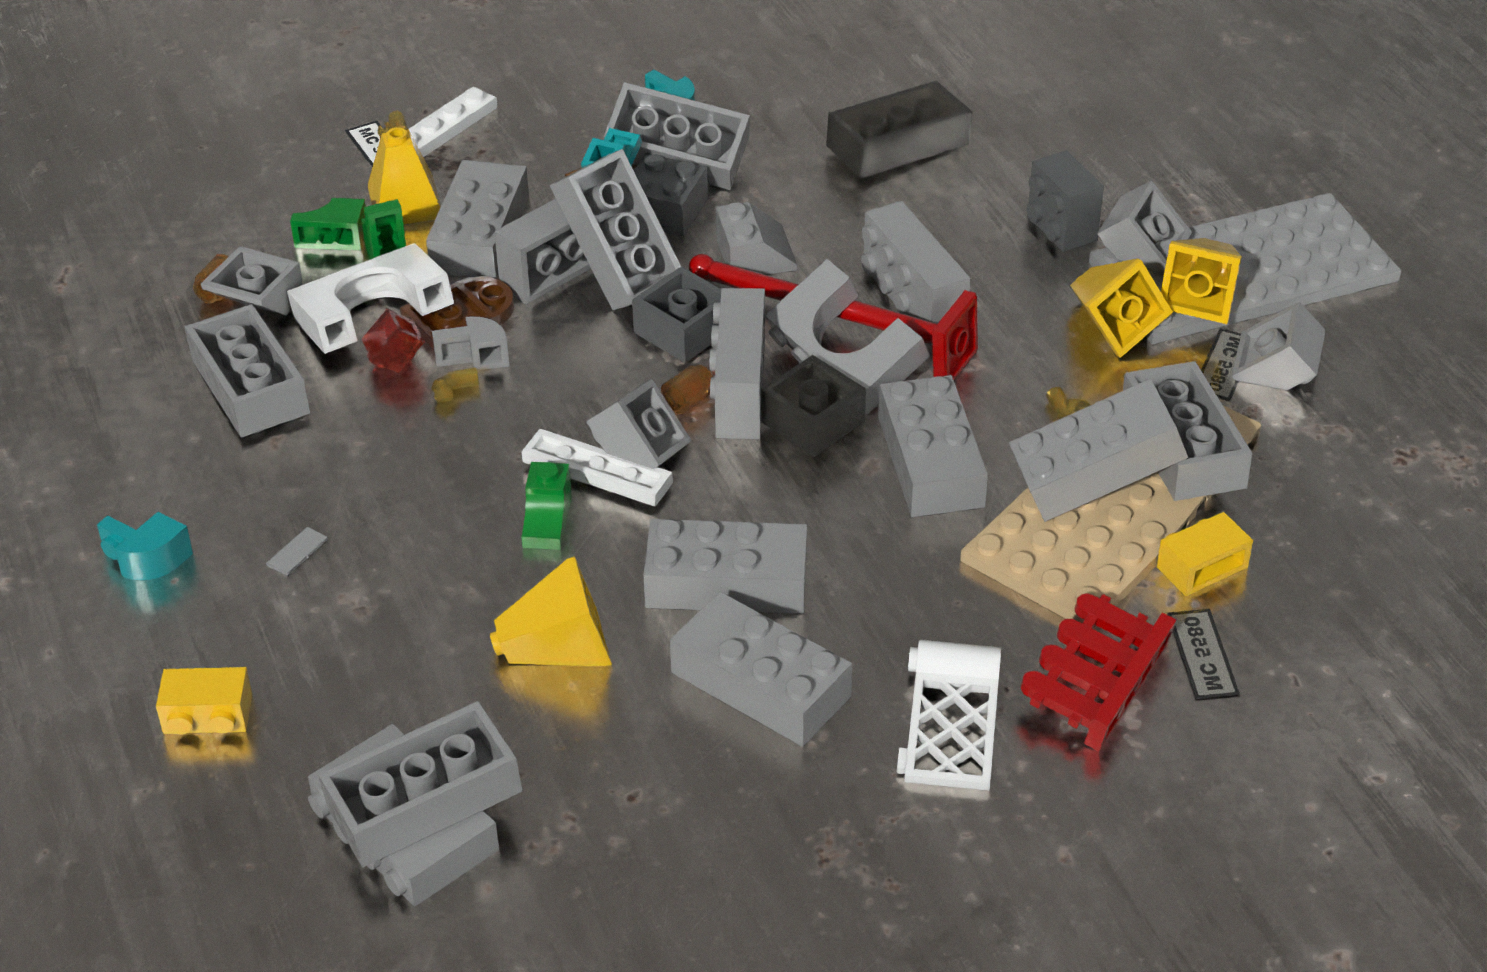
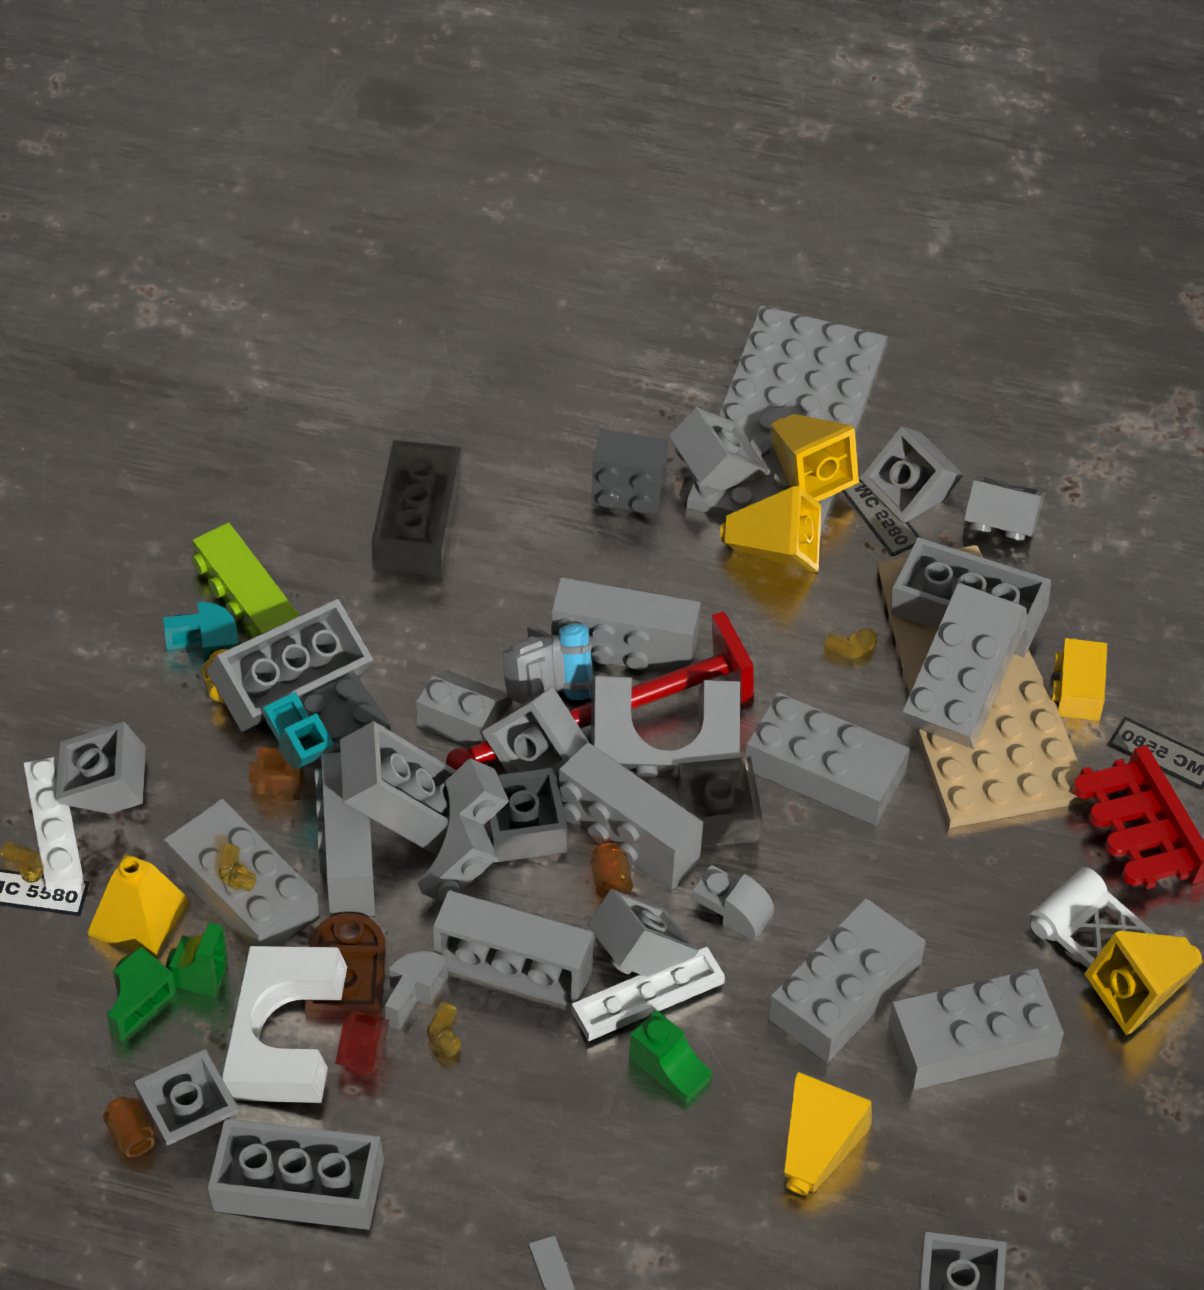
camera: 55 degrees left, 10 degrees up
(458, 195) = (232, 872): none -> clear yellow arm
(501, 116) = (102, 770): none -> light grey slope
(551, 366) = (514, 948): none -> light grey brick
(622, 282) = (466, 850): none -> light grey arch
(734, 468) = (741, 902): none -> light grey brick
(740, 81) = (241, 581): none -> lime brick
(759, 264) = (536, 735): none -> light grey slope
(821, 239) = (550, 661): none -> light grey piece
(933, 741) = (1140, 973): none -> yellow slope
(1321, 416) = (1003, 507): none -> light grey slope

